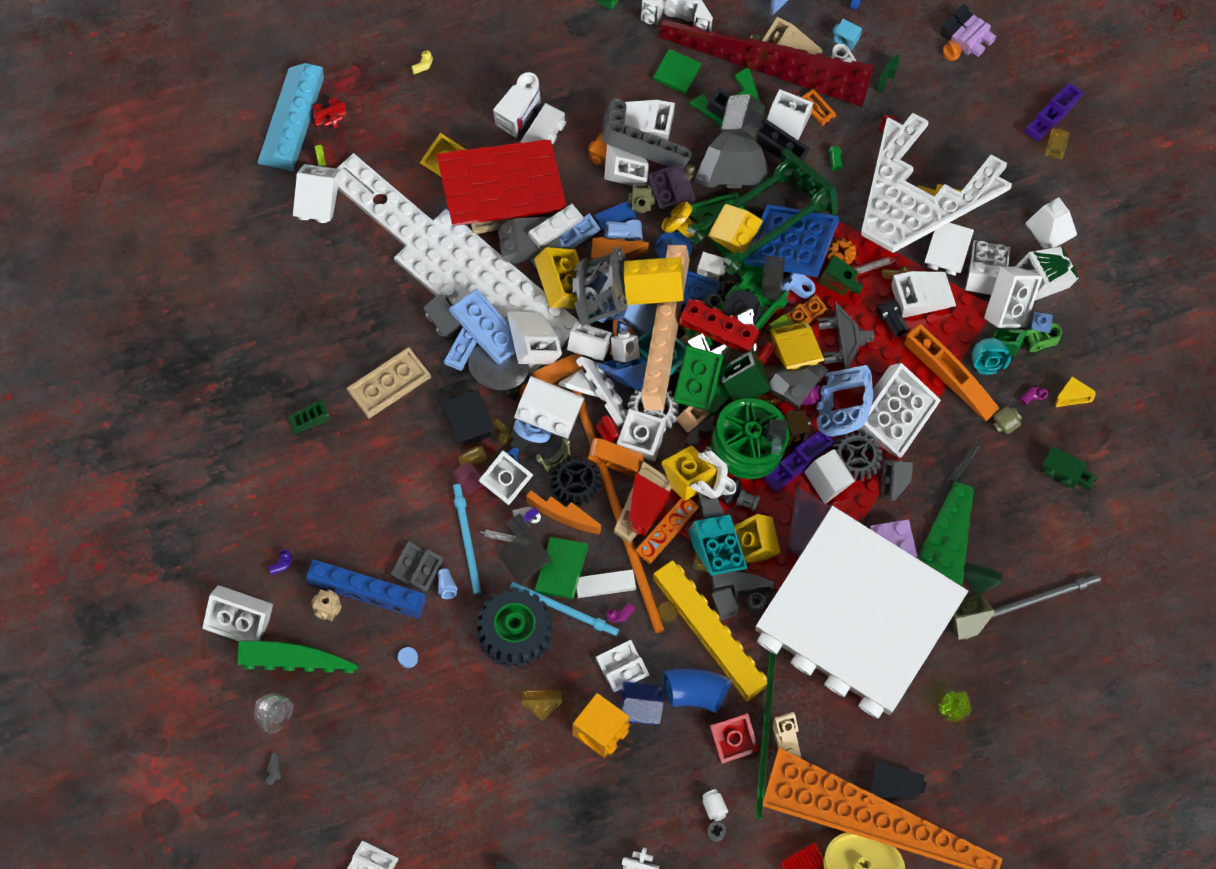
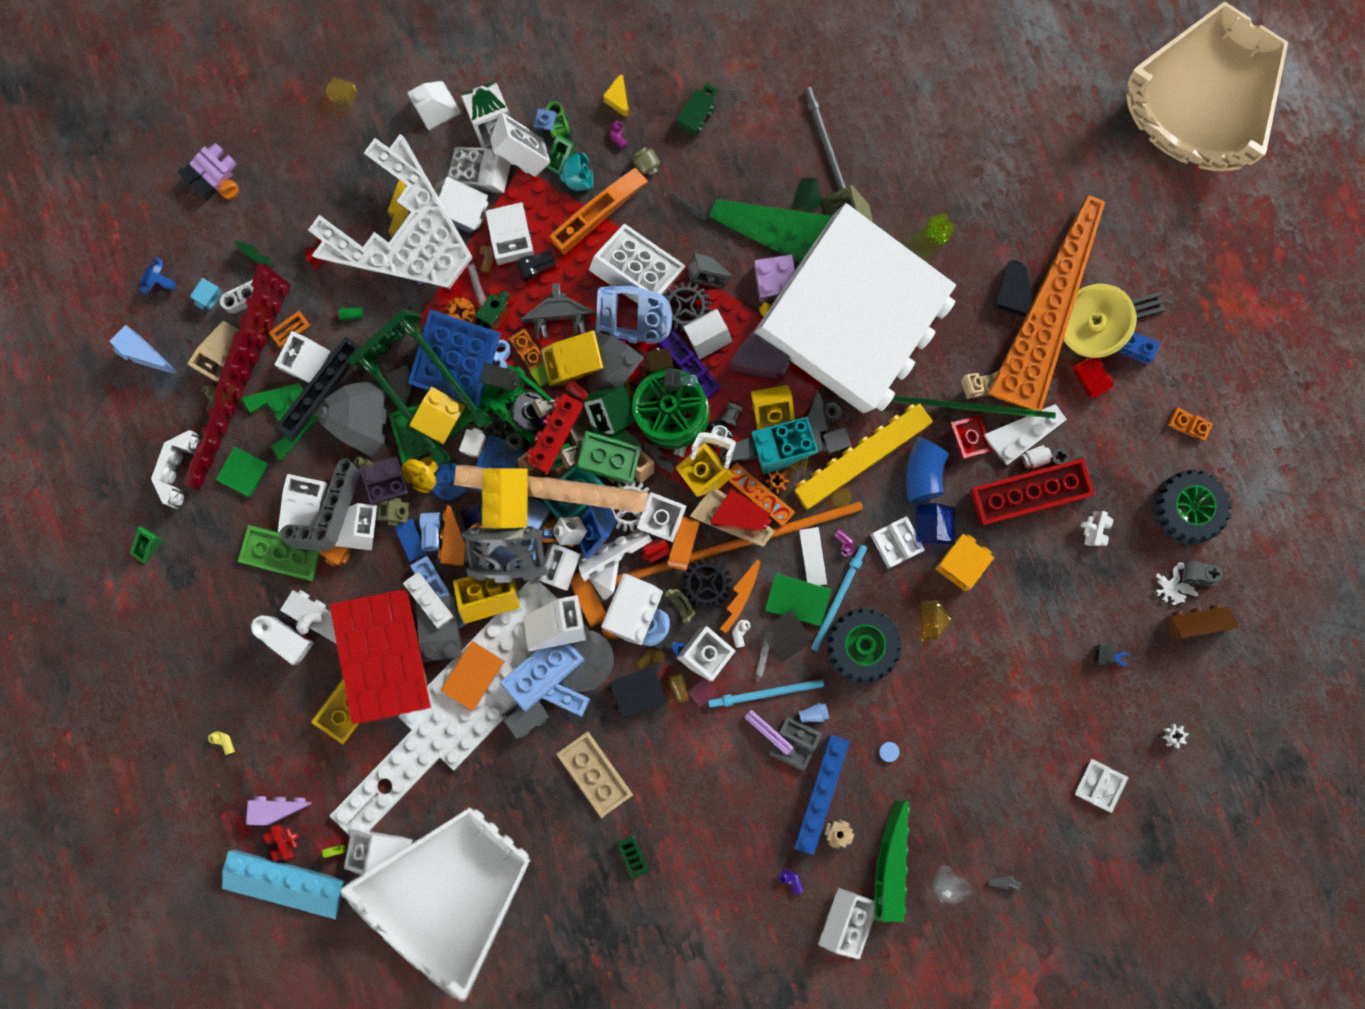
camera: 85 degrees left, 15 degrees up
(278, 241) = (443, 898): none -> white cone
(357, 102) = (267, 812): none -> lavender slope
(426, 541) = (769, 732): none -> lavender axle
(484, 269) = (472, 675): none -> orange tile
(520, 523) = (753, 640): pearl dark grey piece -> none
(536, 124) = (303, 624): none -> white arm
(599, 93) = (268, 551): none -> bright green tile
(676, 797) = (1031, 492): none -> red brick
(681, 552) = (780, 477): none -> orange gear
(739, 792) = (1019, 436): none -> white wing
(743, 116) = (311, 402): clear smoke slope -> none
(1054, 112) = (304, 92): dark purple slope -> none

